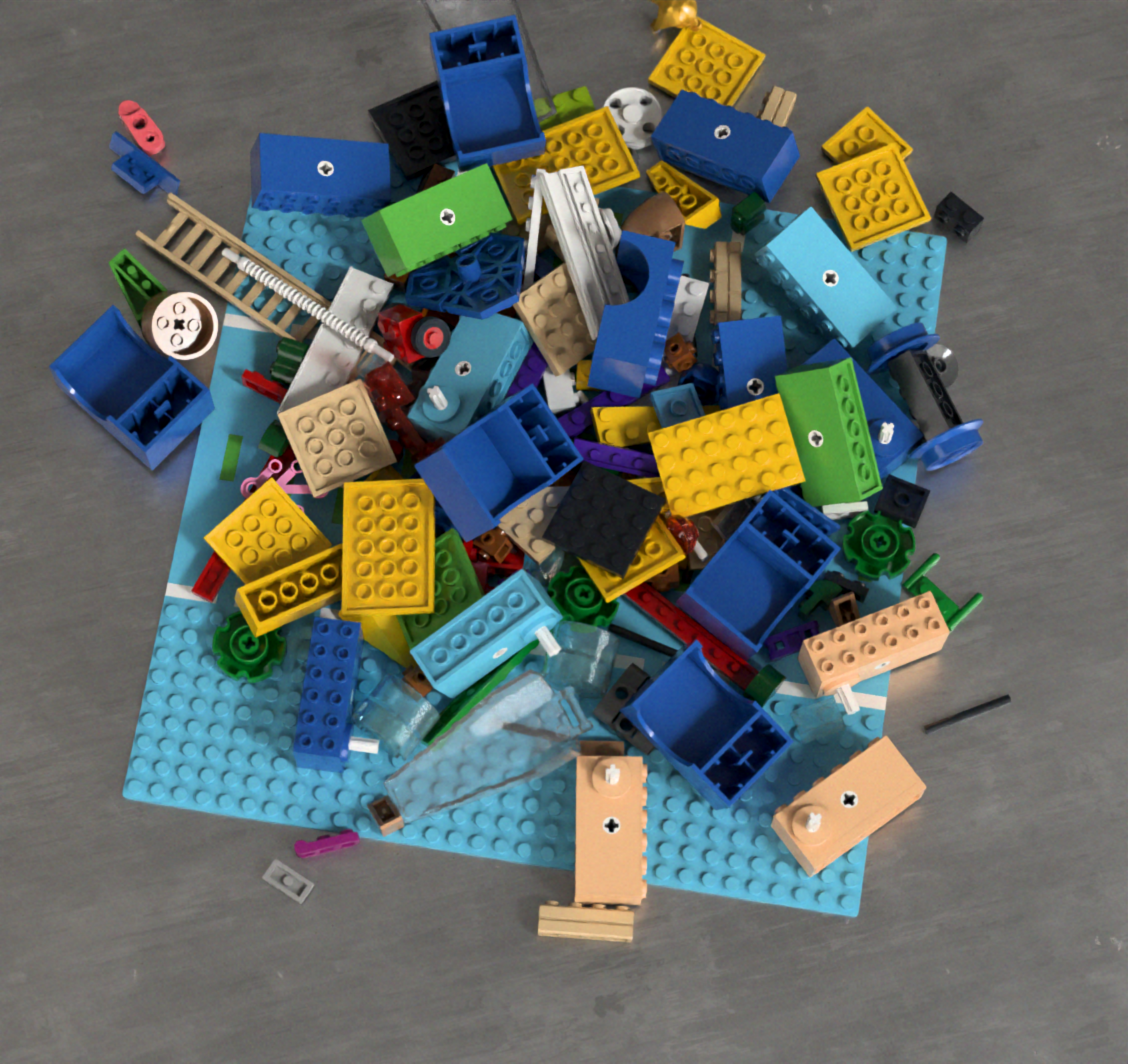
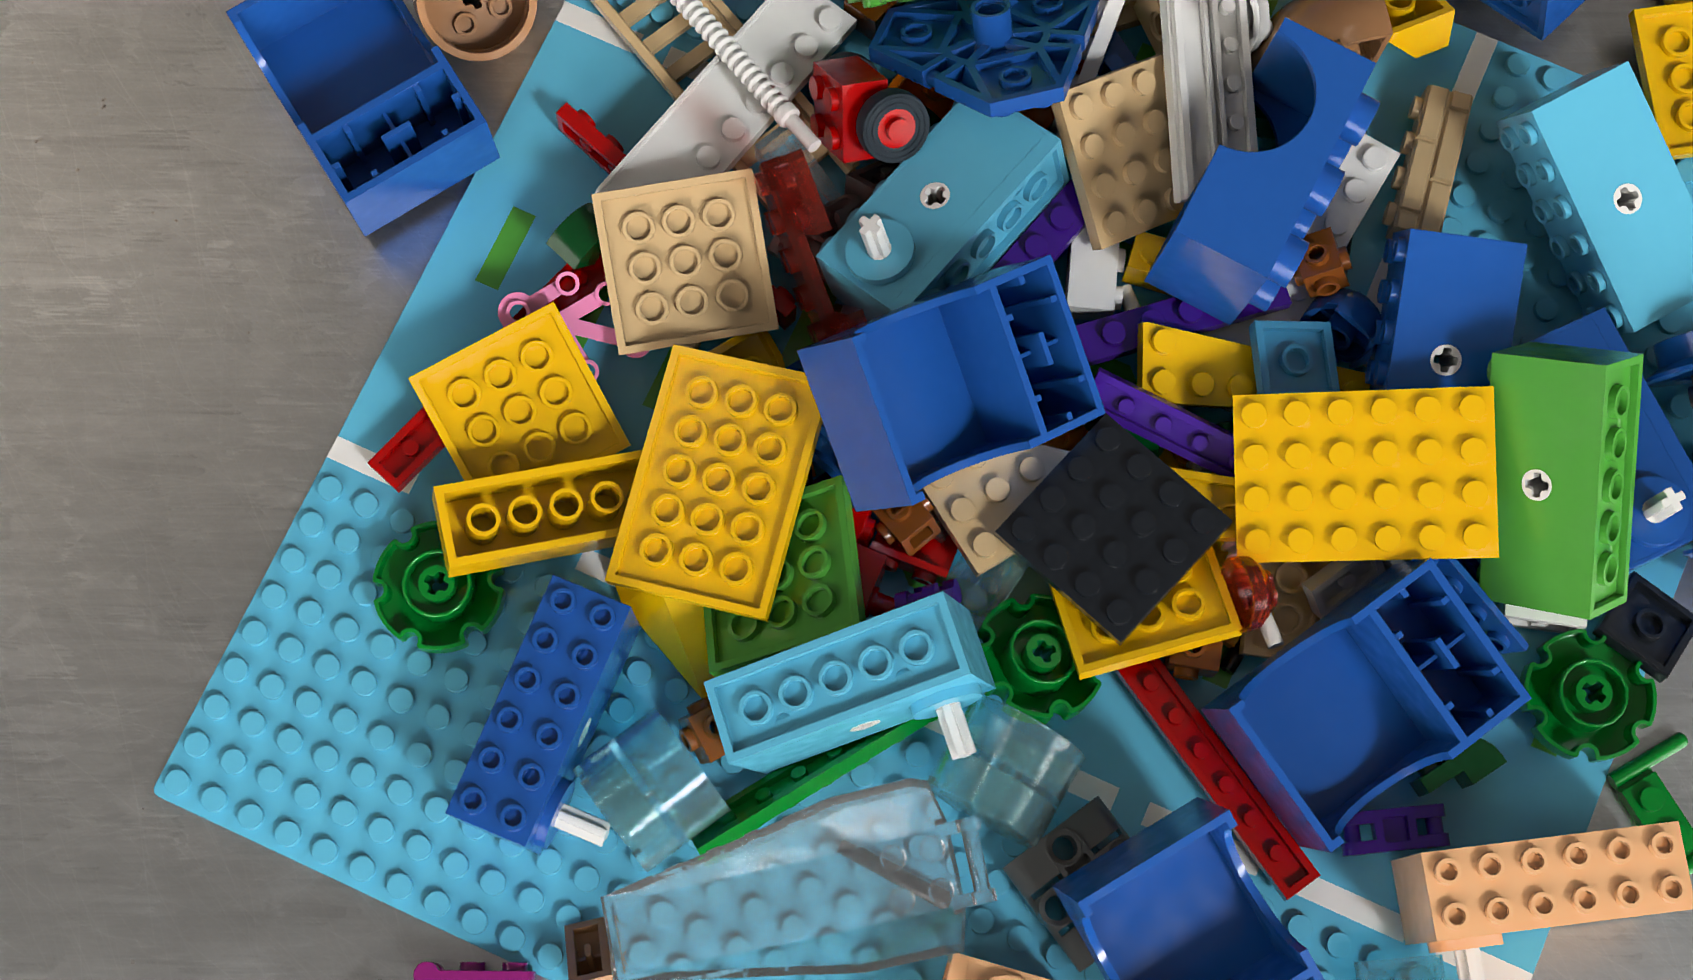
camera: 15 degrees right, 5 degrees up
(288, 360) = (645, 101): dark green brick -> none
(602, 748) = (1002, 943): medium nougat plate -> none
(642, 640) = (1129, 760): black bar -> none
(747, 214) = (1498, 50): dark green brick -> none
(764, 685) = (1319, 904): dark green brick -> none
(844, 609) = (1499, 808): medium nougat slope -> none
(857, 587) = (1522, 764): black plate -> none

